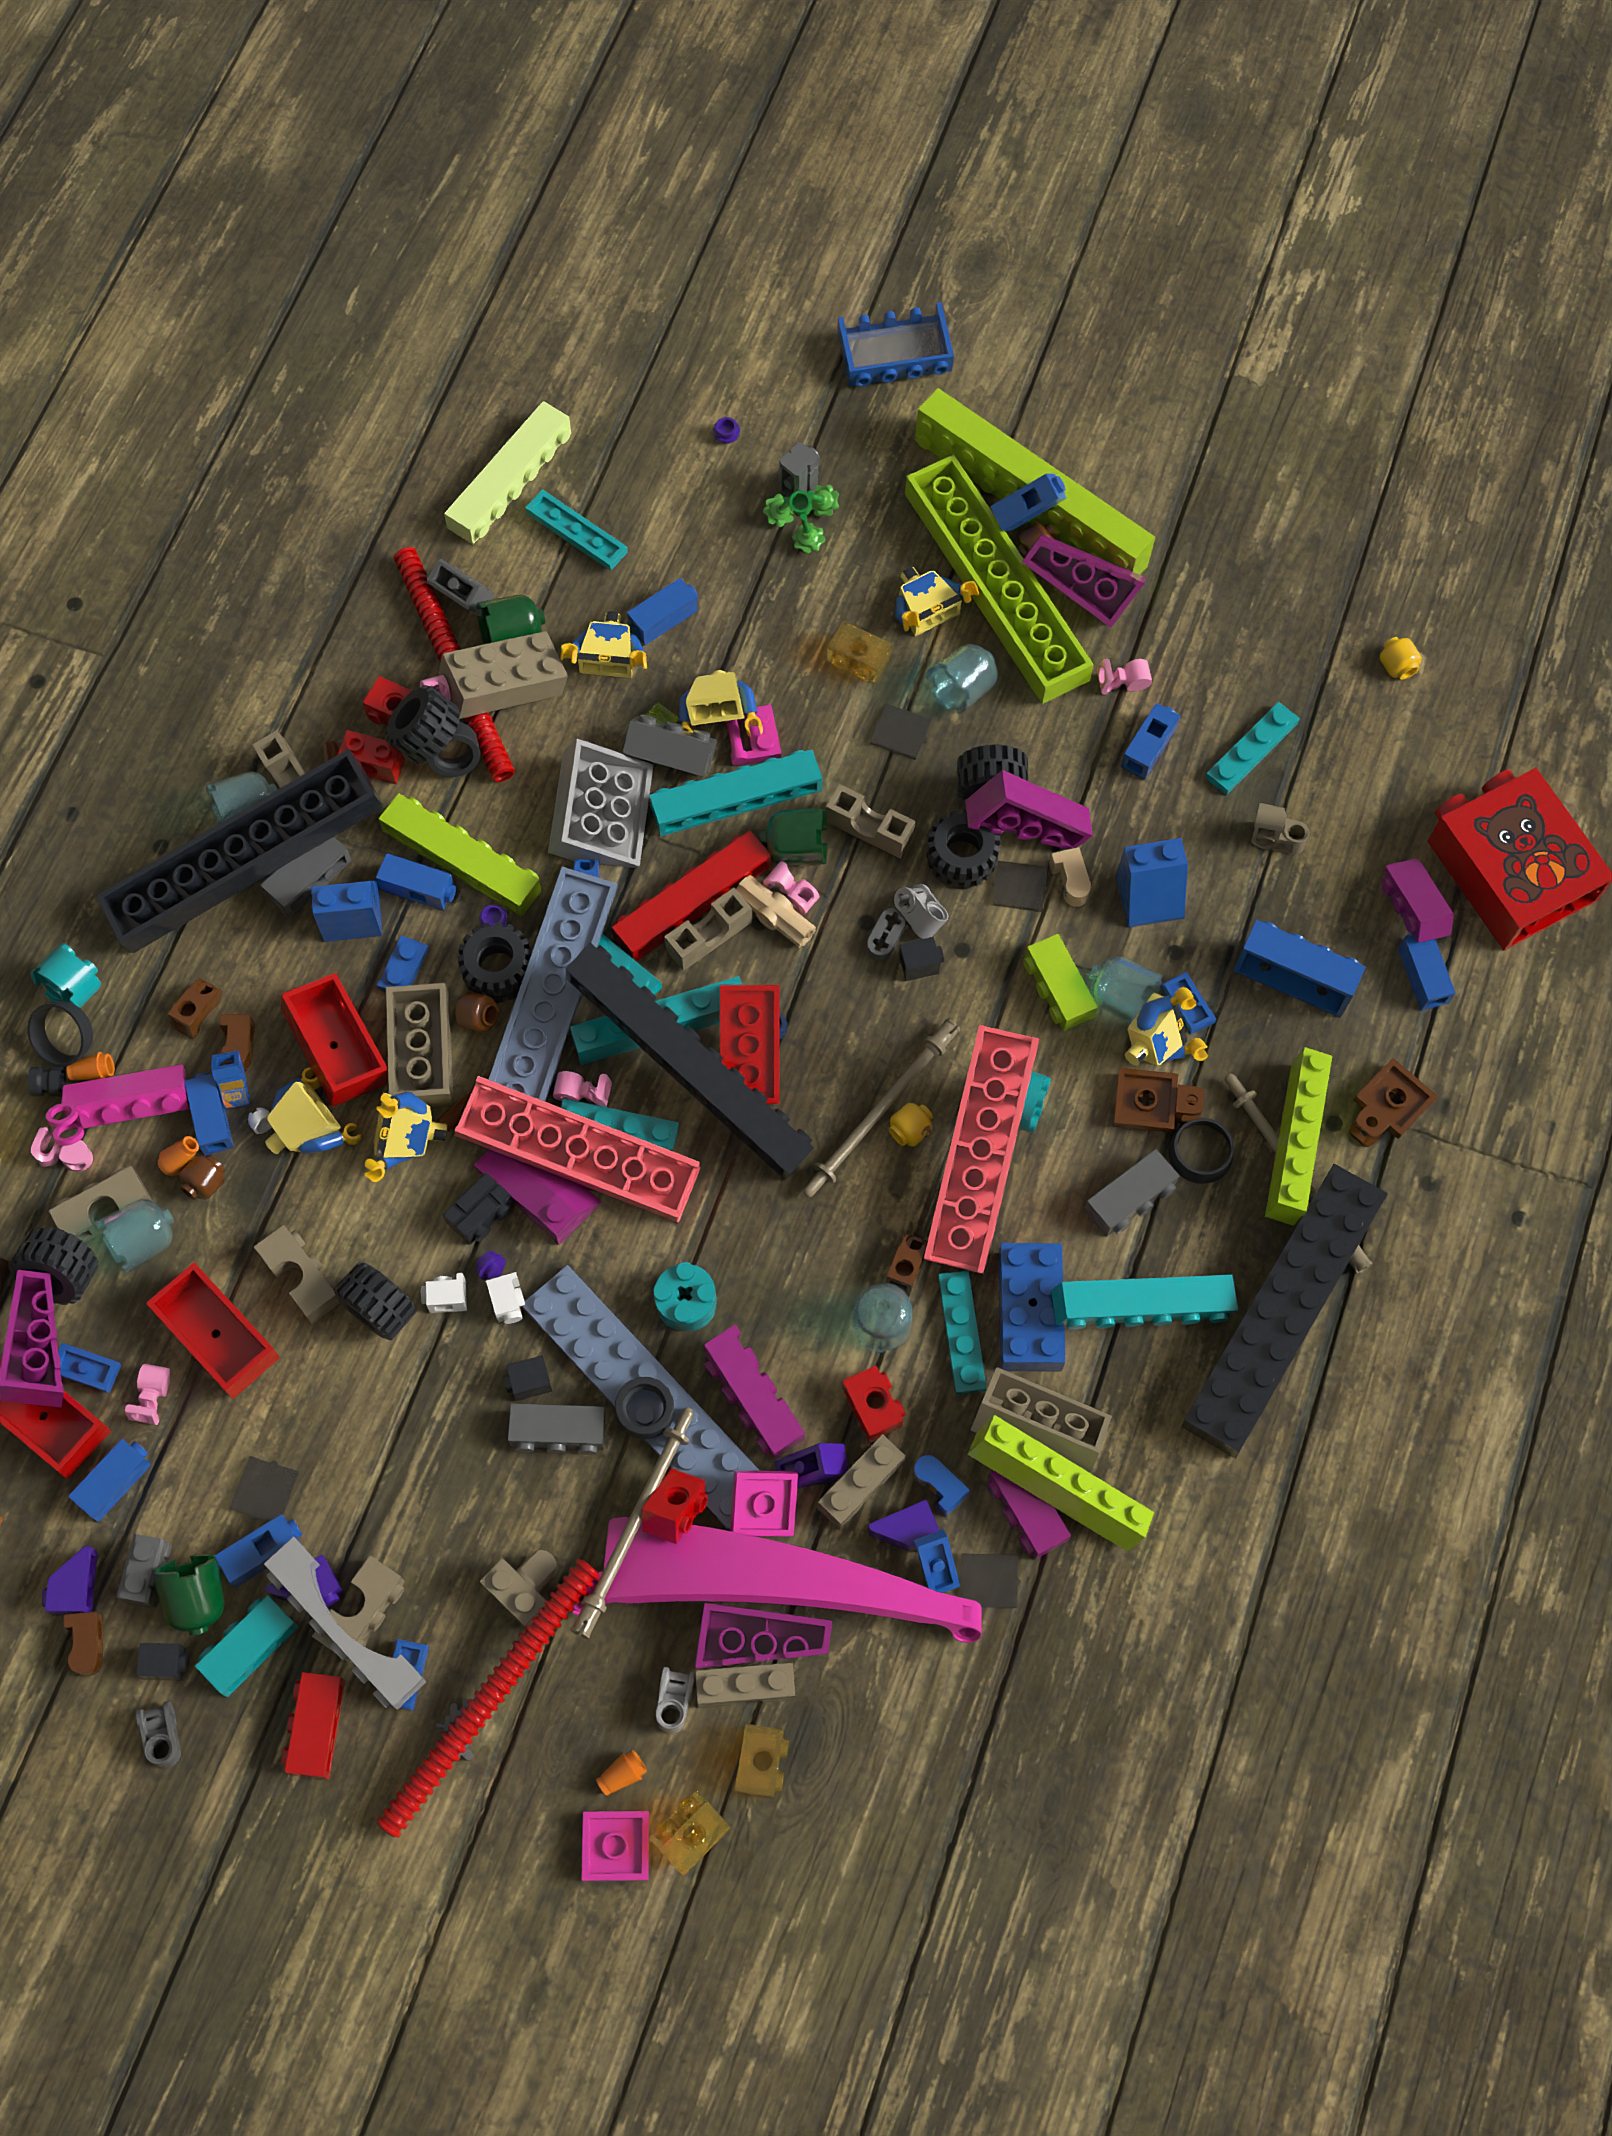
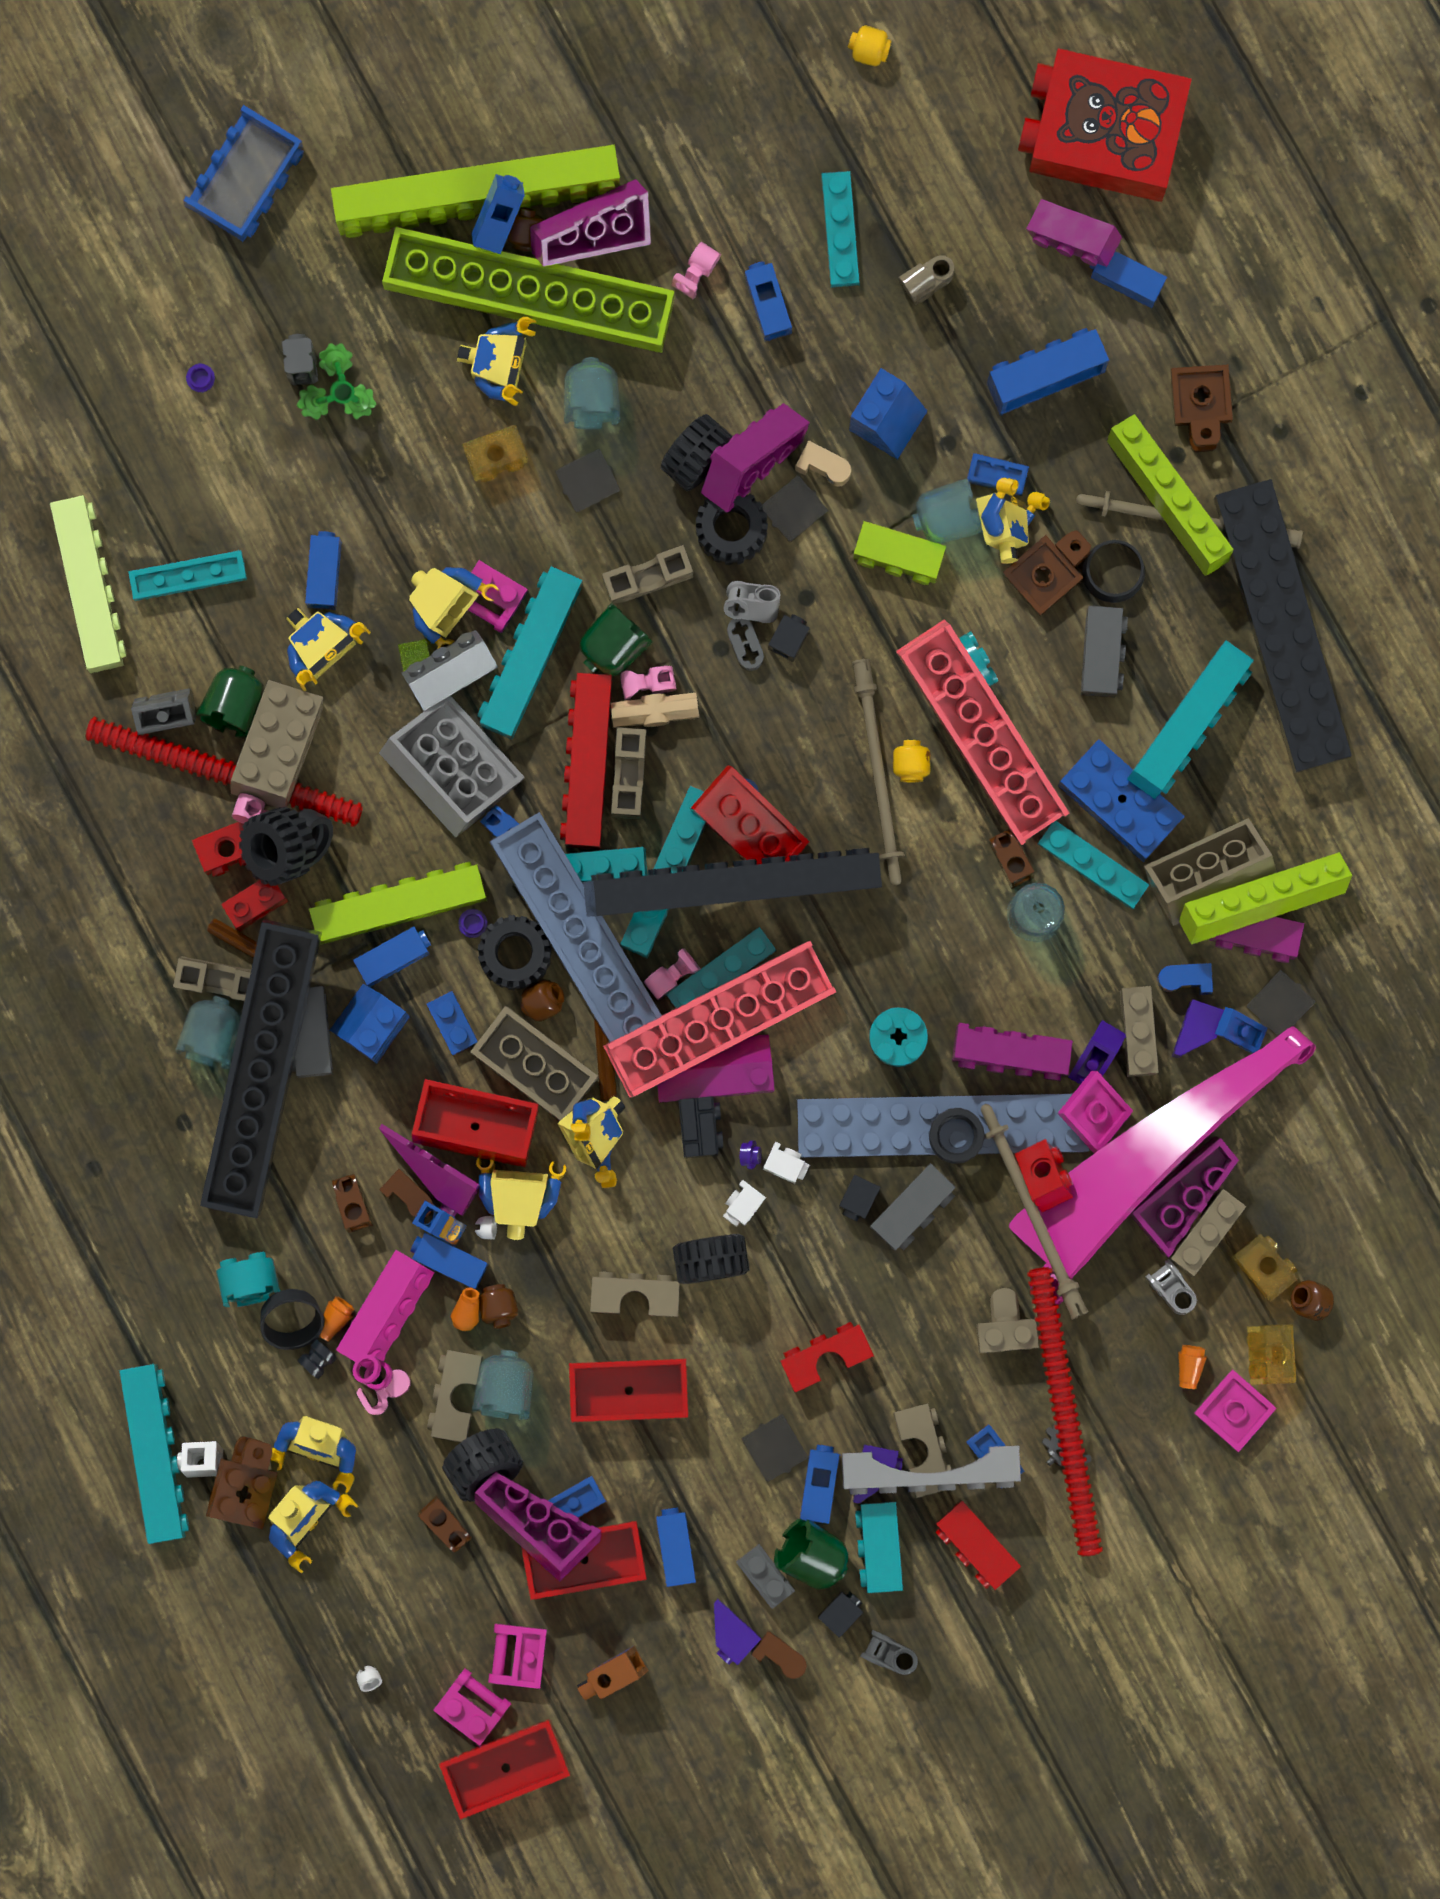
camera: 45 degrees left, 15 degrees up
(152, 1383) = (629, 1467): bright pink leg -> none
(269, 1052) = (443, 1181): none -> magenta wedge
(349, 1451) = (848, 1344): none -> red arch
(766, 1826) = (1312, 1300): none -> reddish brown head
(873, 1421) = (1073, 977): red brick -> none

